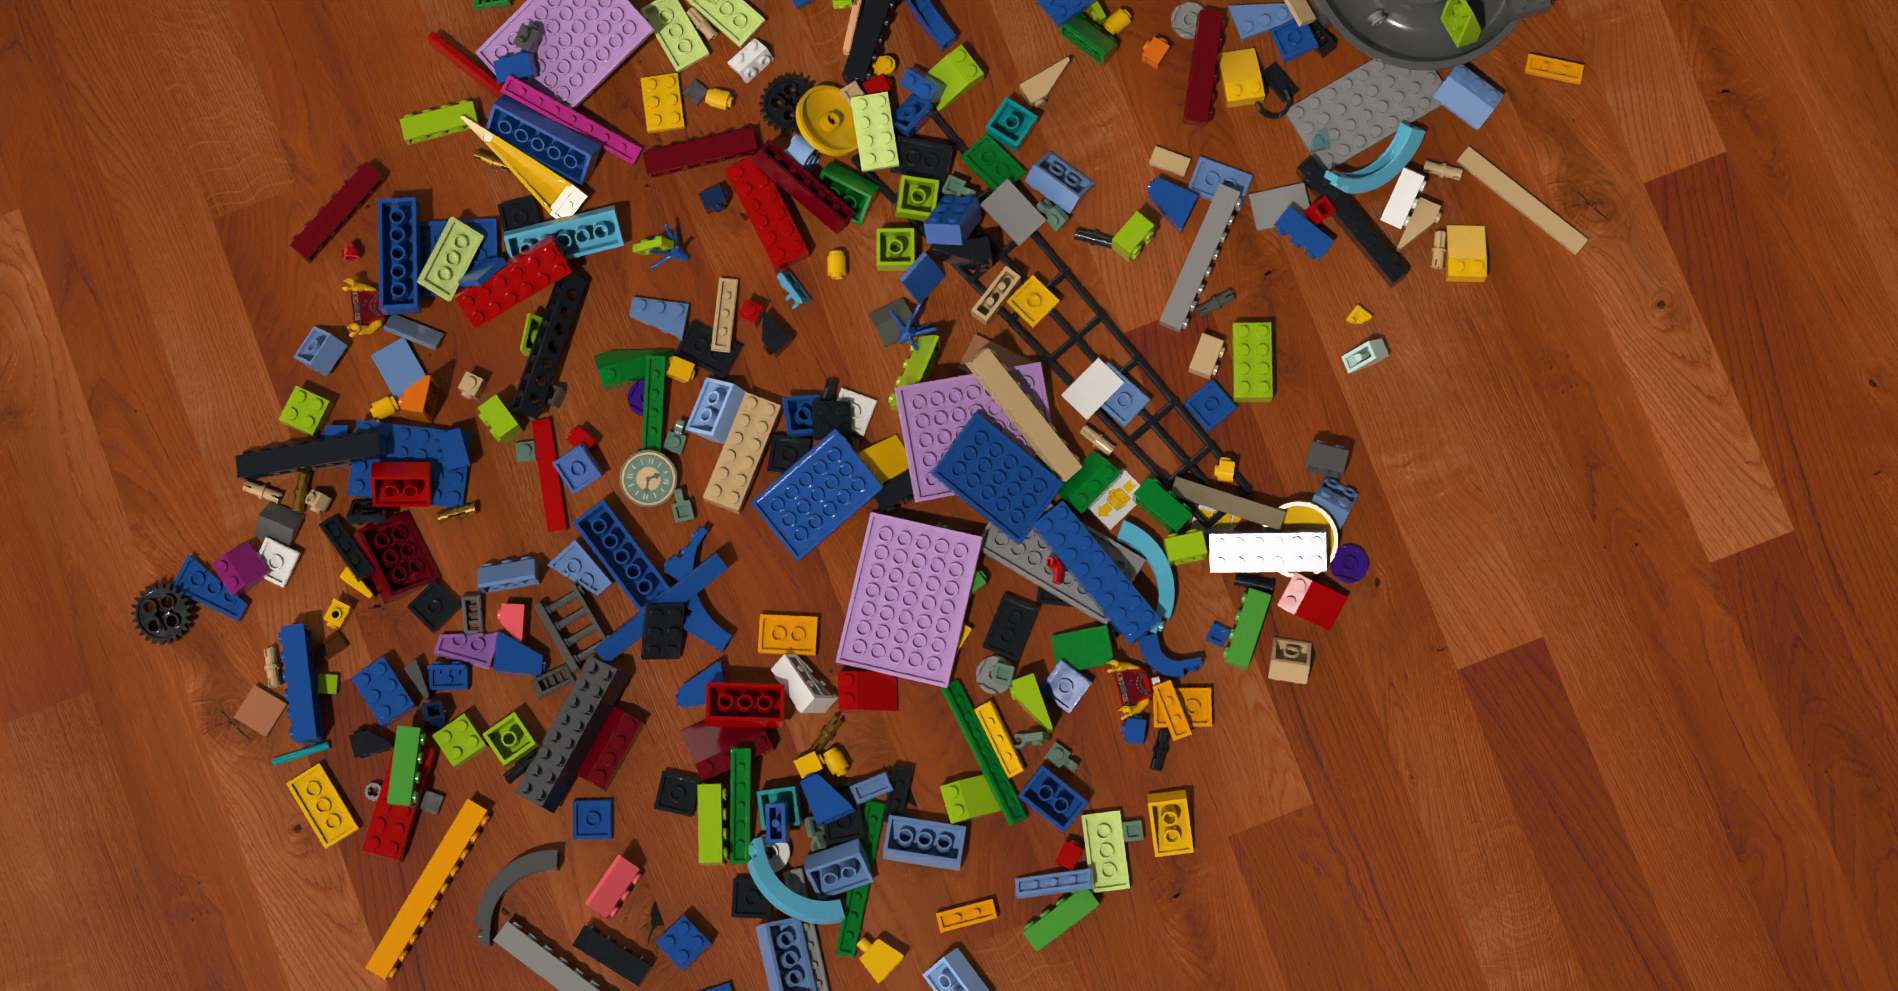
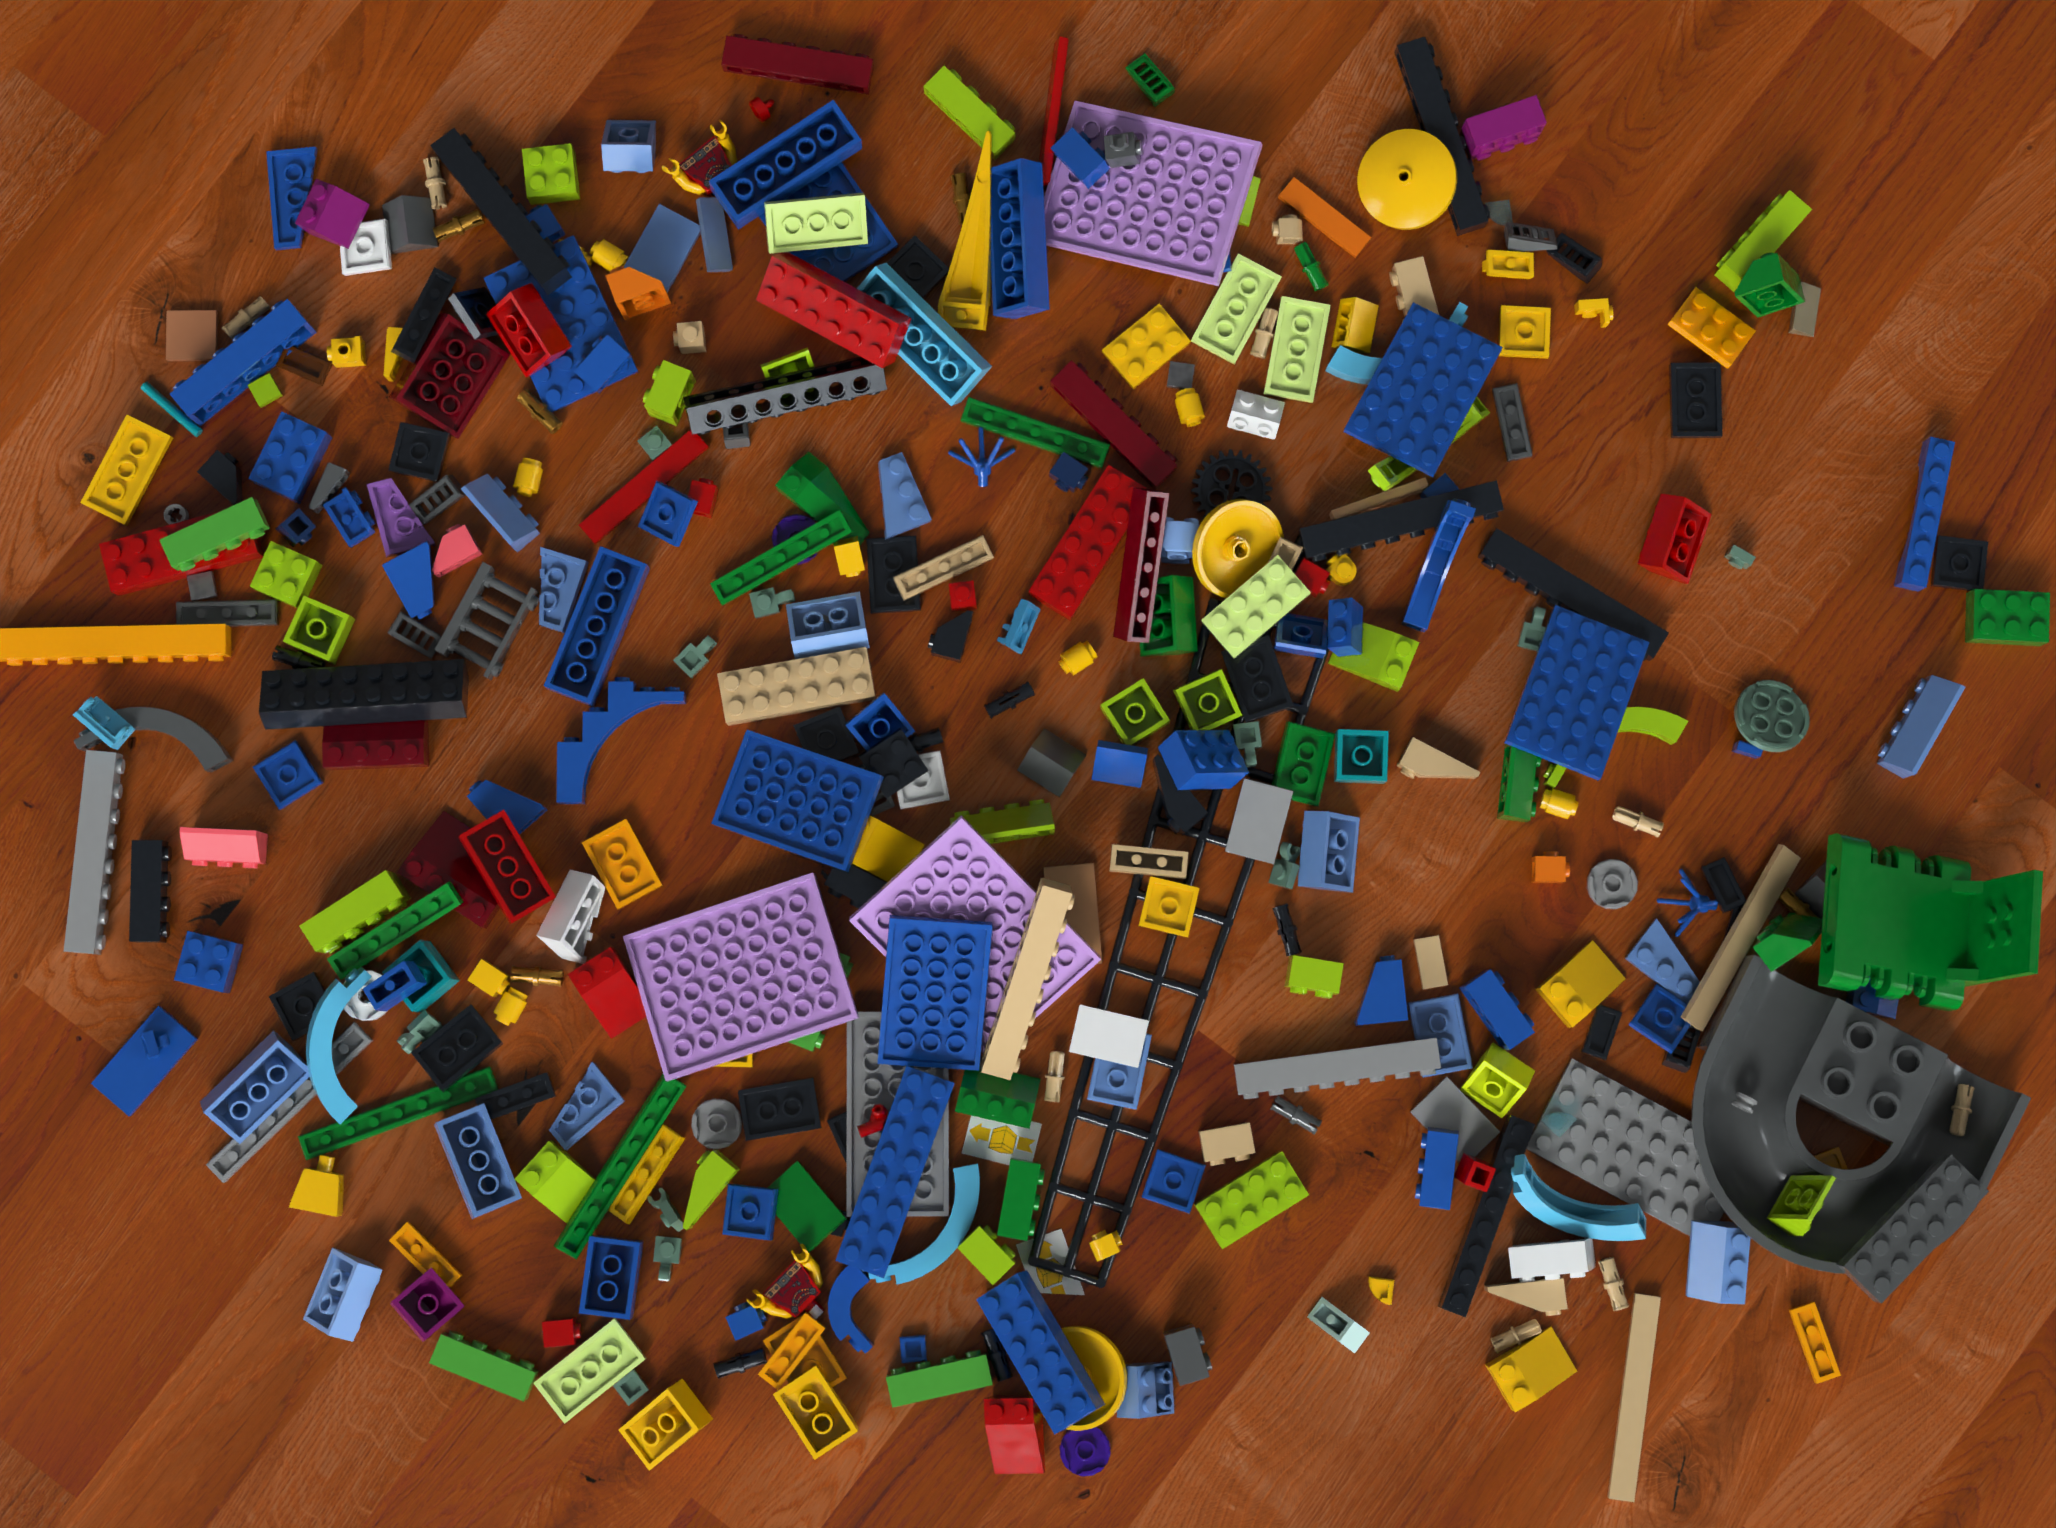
camera: 50 degrees right, 5 degrees up
(145, 617) = (219, 145): black gear -> none
(317, 501) = (459, 250): tan plate -> none
(461, 792) = (228, 612): none -> dark grey tile
(482, 272) = (821, 268): blue tile -> none
(483, 915) = (104, 722): none -> medium azure hinge
(495, 545) = (528, 477): none -> yellow brick
(570, 119) = (1060, 256): dark pink tile -> none
(648, 478) = (704, 598): tile -> none
(659, 243) = (968, 434): lime plate -> none
(662, 630) = (539, 722): black plate -> none
(674, 205) = (1034, 432): none -> green tile
(677, 794) = (370, 851): black plate -> none
(680, 592) = (562, 705): blue tile -> none
(824, 800) = (458, 1020): blue slope -> none
(837, 311) = (994, 708): none -> black pin
(838, 869) = (391, 1083): medium blue slope -> none
(871, 788) = (502, 1064): medium blue tile -> none
(909, 331) = (1048, 788): blue plant -> none
(933, 752) = (587, 1107): none -> medium blue wing
(998, 931) = (427, 1304): none -> magenta slope
(1003, 674) = (720, 1133): sand green plate -> none
(1054, 883) = (518, 1335): medium blue tile -> none
(1202, 68) = (1564, 934): dark red brick -> none
(1221, 718) = (816, 1412): none -> yellow slope
(1225, 136) = (1497, 1009): none -> blue brick
(1228, 503) = (1068, 1272): dark tan tile -> none
(1270, 164) = (1497, 1080): none -> neon yellow slope
(1278, 115) = (1559, 1053): black helmet -> none
(1290, 660) = (932, 1449): tan slope -> none

